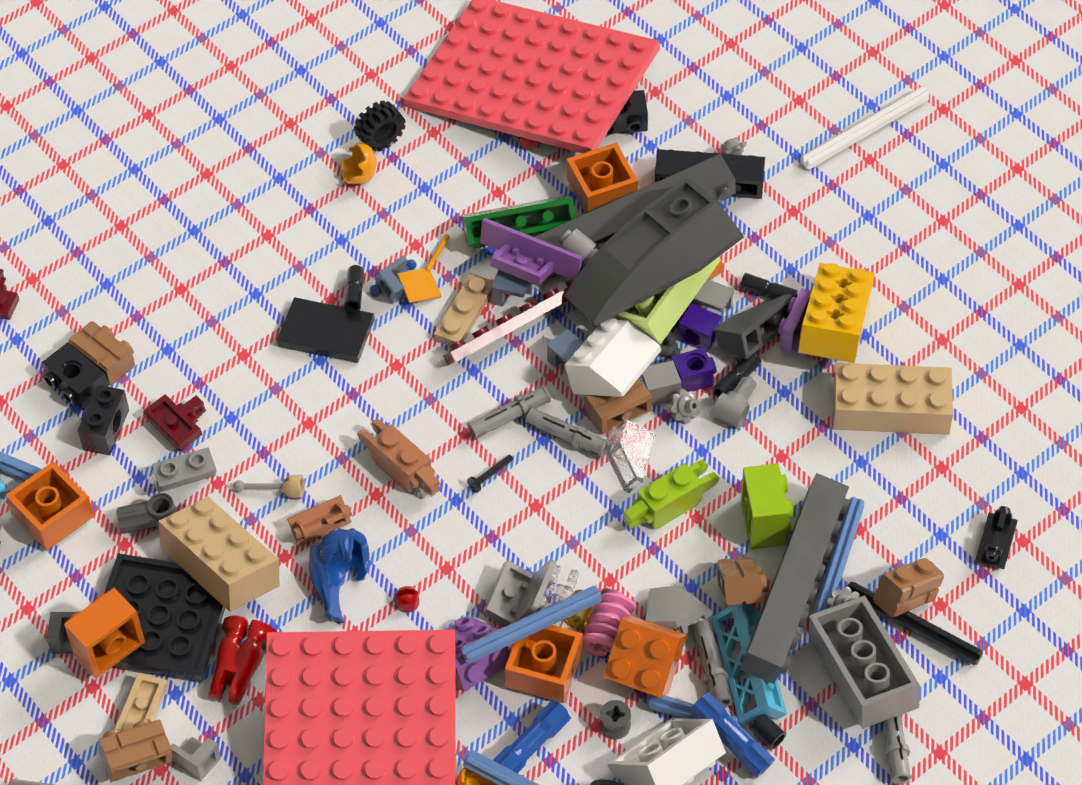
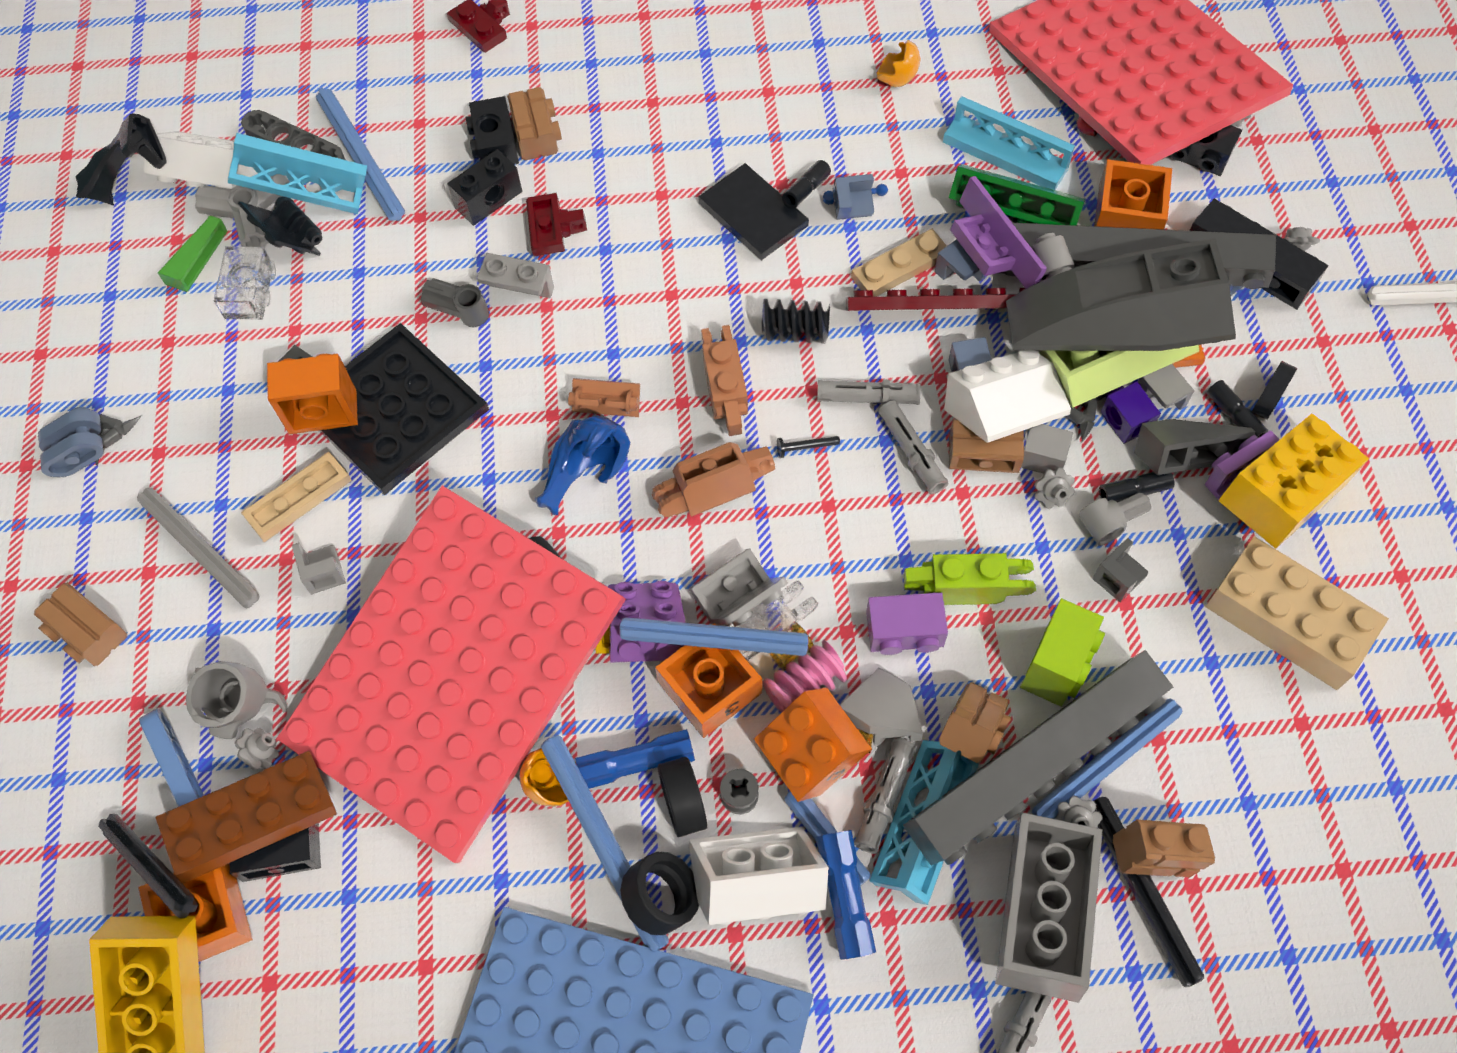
camera: 35 degrees right, 10 degrees up
(49, 505) = (374, 242): orange brick -> none
(134, 749) = (258, 527): medium nougat brick -> none
(219, 553) = (480, 377): tan brick -> none
(238, 662) = (411, 501): red piece -> none
(292, 486) = (606, 349): hinge -> none
(379, 125) = (944, 23): black tyre -> none
(407, 599) = (628, 533): red hinge -> none
(420, 284) = (877, 213): light orange piece -> none
(420, 389) = (795, 321): none -> black piece
(444, 530) = (712, 479): none -> nougat hinge
(482, 187) = (1008, 149): none -> medium azure fence
(582, 740) = (682, 796): none -> black tyre
(629, 453) = (959, 506): clear slope -> none
(648, 548) = (906, 623): none -> medium lavender brick
(689, 362) = (1082, 465): dark purple brick -> none
(765, 438) = (1120, 572): none -> dark grey panel
(768, 731) = (892, 912): black hinge -> none
(784, 261) = (1274, 390): none -> black beam
(997, 538) = (1312, 850): black hinge -> none

